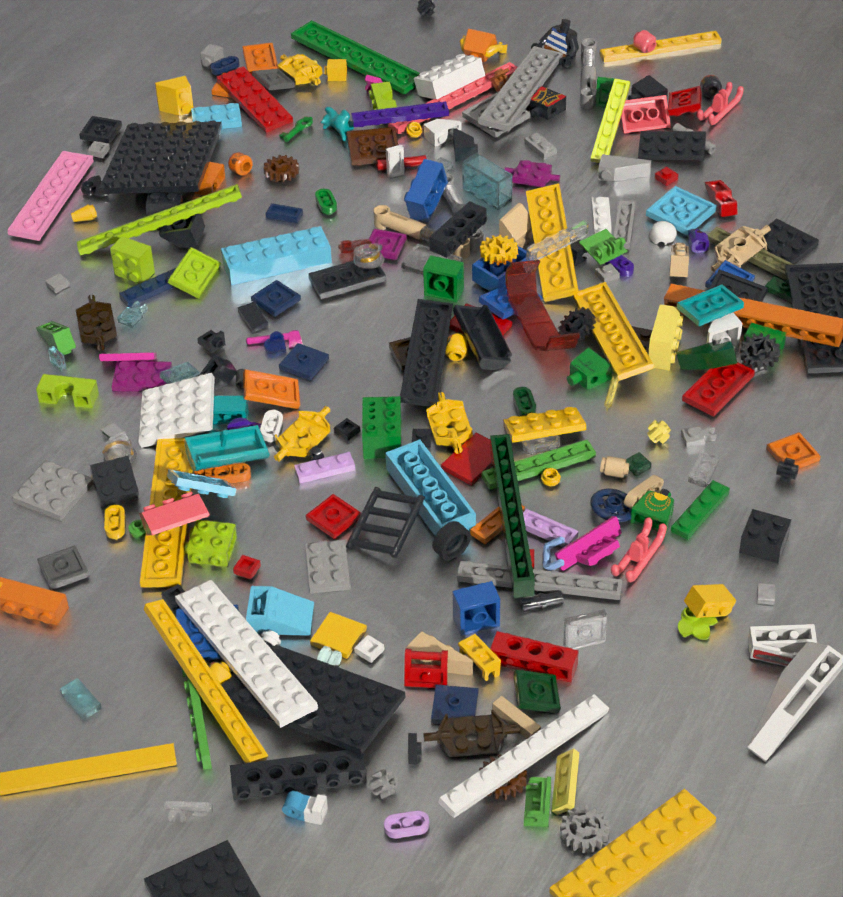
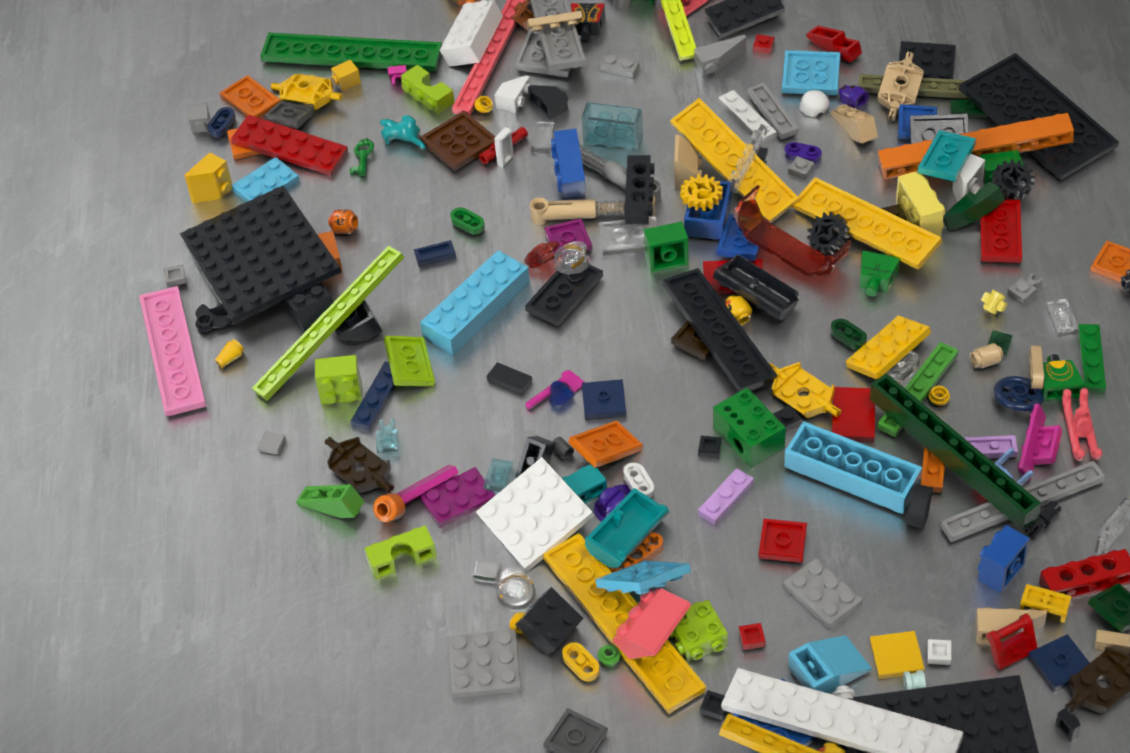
camera: 30 degrees left, 5 degrees up
(57, 358) = (355, 523): clear light blue tile -> none
(86, 358) = (389, 507): none -> orange head
(100, 129) = (155, 253): black plate -> none
(212, 341) = (496, 424): black bracket -> none
(275, 298) = (515, 347): dark blue plate -> none
(281, 168) = (390, 207): reddish brown gear -> none
(308, 425) = (677, 461): yellow plate -> none
(316, 453) = (707, 486): black hinge -> none
(400, 114) = (460, 95): dark purple plate -> none
(401, 535) = (871, 523): black bar -> none
(511, 90) = (554, 21): none -> tan plate
(532, 173) = (641, 96): magenta plate -> none
(603, 246) = (783, 142): bright green hinge -> none
(609, 390) = (910, 282): light yellow piece -> none

